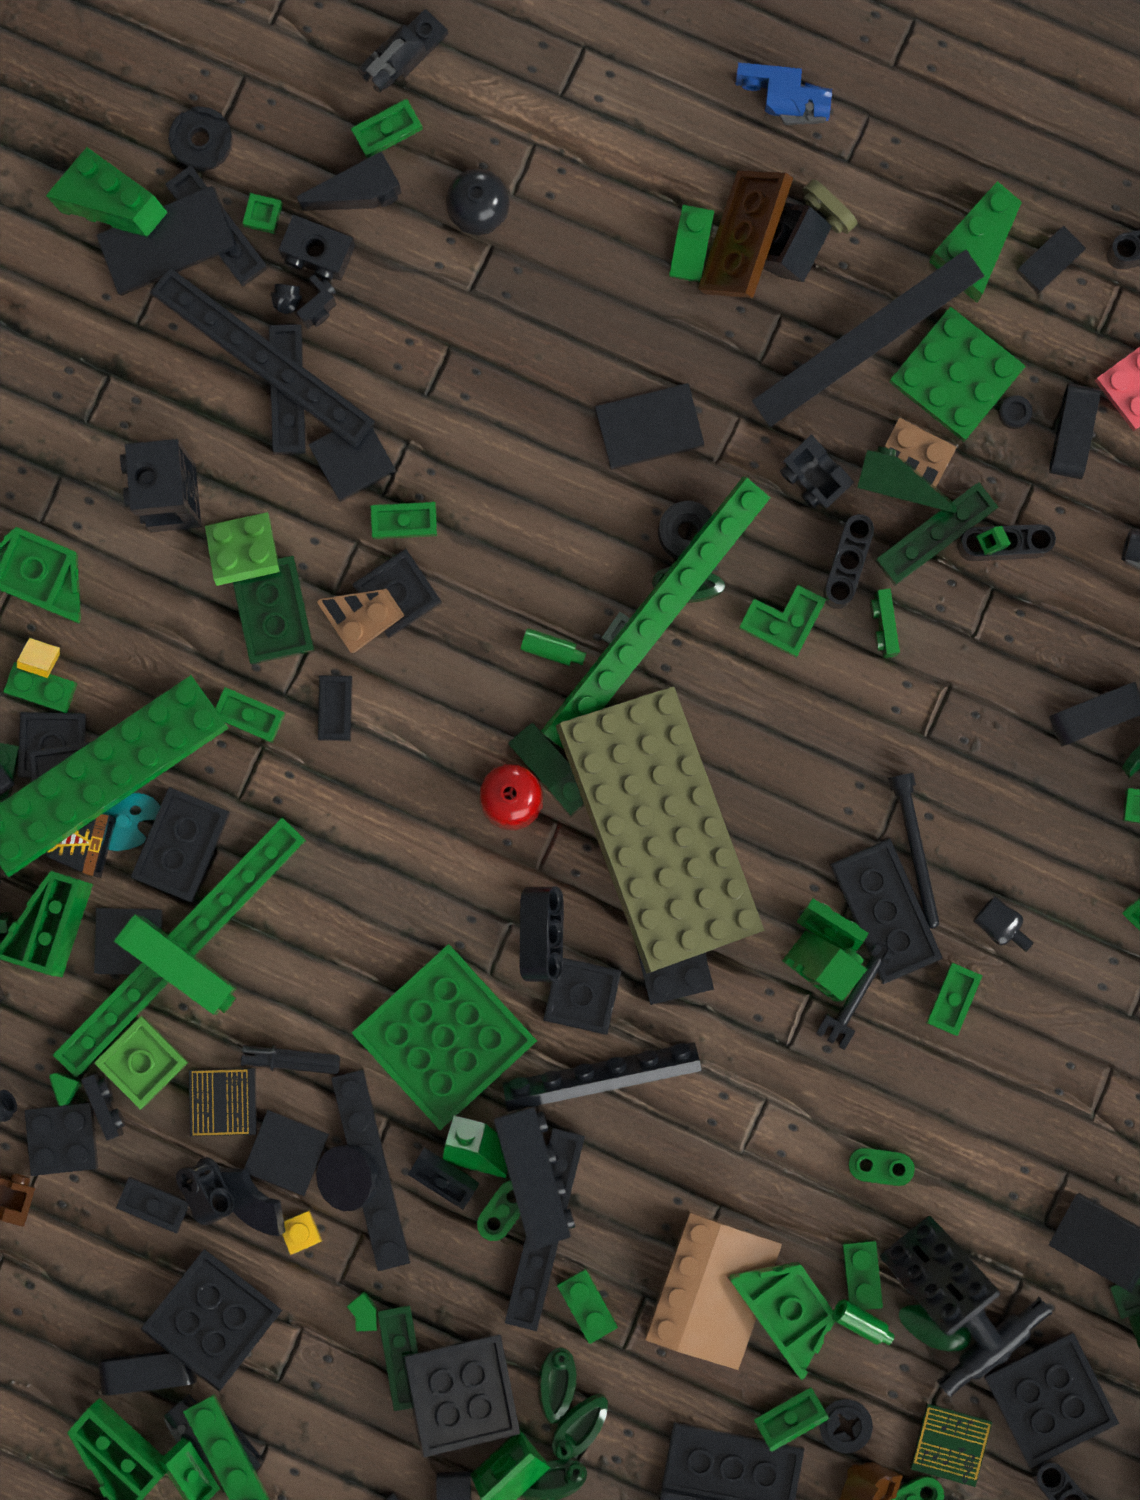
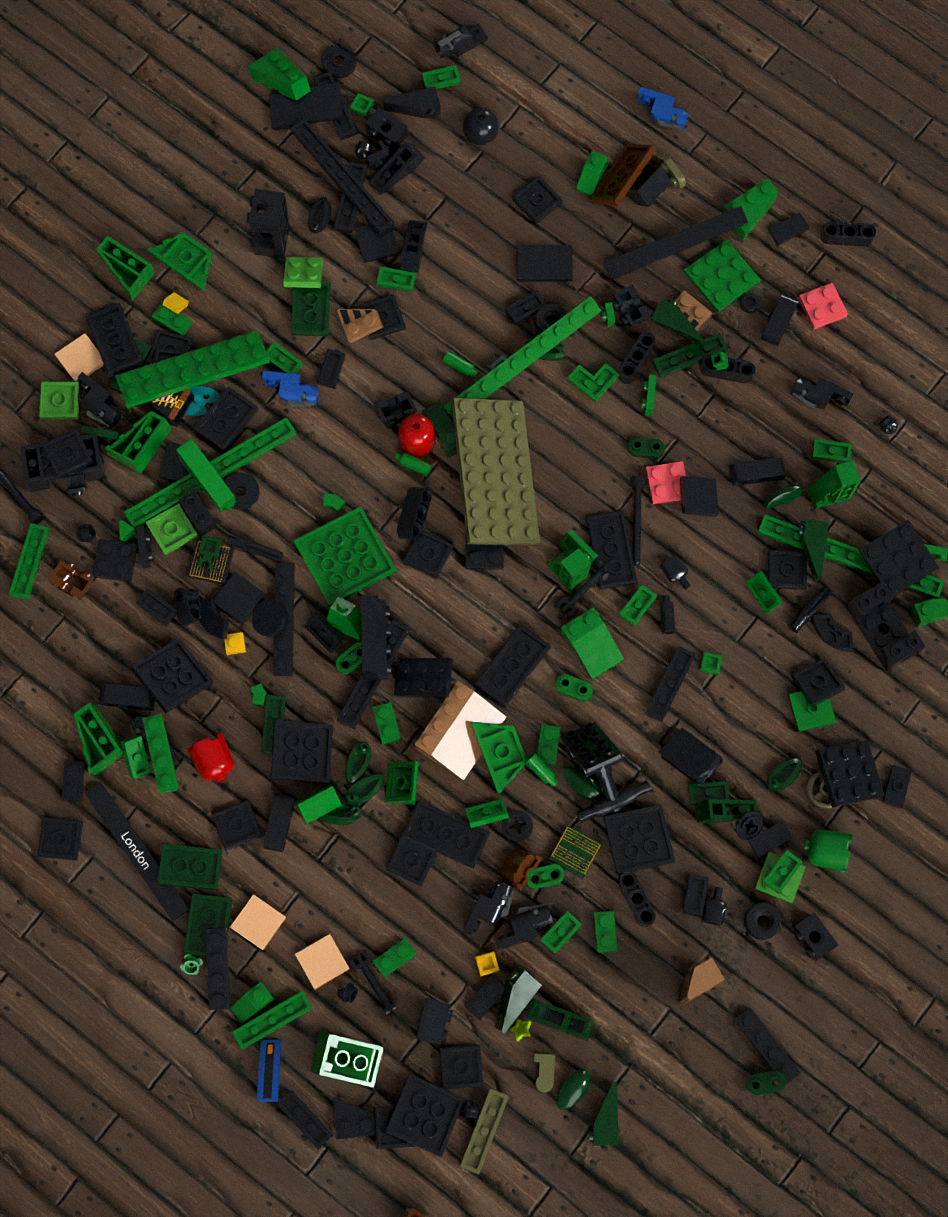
camera: 10 degrees right, 10 degrees down
(177, 1026) = (197, 513): none -> black brick
(215, 1084) = (209, 549): none -> dark green plate
(242, 436) = (319, 215): none -> black arm
(253, 951) = (246, 481): none -> black tile
(279, 766) = (291, 388): none -> blue plate
(316, 1445) = (212, 758): none -> red cylinder
(353, 315) = (397, 167): none -> black slope
(399, 946) = (333, 502): none -> green piece
(418, 452) = (413, 246): none -> black slope
(464, 757) = (395, 409): none -> black cylinder
(518, 844) = (414, 464): none -> green cylinder
(601, 1076) = (435, 598): black plate -> none
(608, 312) = (537, 200): none -> black tile
(630, 1218) = (423, 677): none -> black plate
(638, 516) = (525, 307): none -> black plate
(639, 1403) = (402, 783): none -> green slope
(770, 1154) = (512, 666): none -> black tile
(781, 495) = (608, 314): none -> green plate
(893, 1085) = (591, 643): none -> green slope
(902, 716) = (646, 449): none -> dark green plate
(952, 769) = (665, 482): none -> coral plate
(1006, 1004) = (667, 615): none -> black cylinder
(1011, 783) = (699, 496): none -> black tile
(1039, 1121) = (670, 684): none -> black plate
(1097, 1067) = (710, 663): none -> green tile

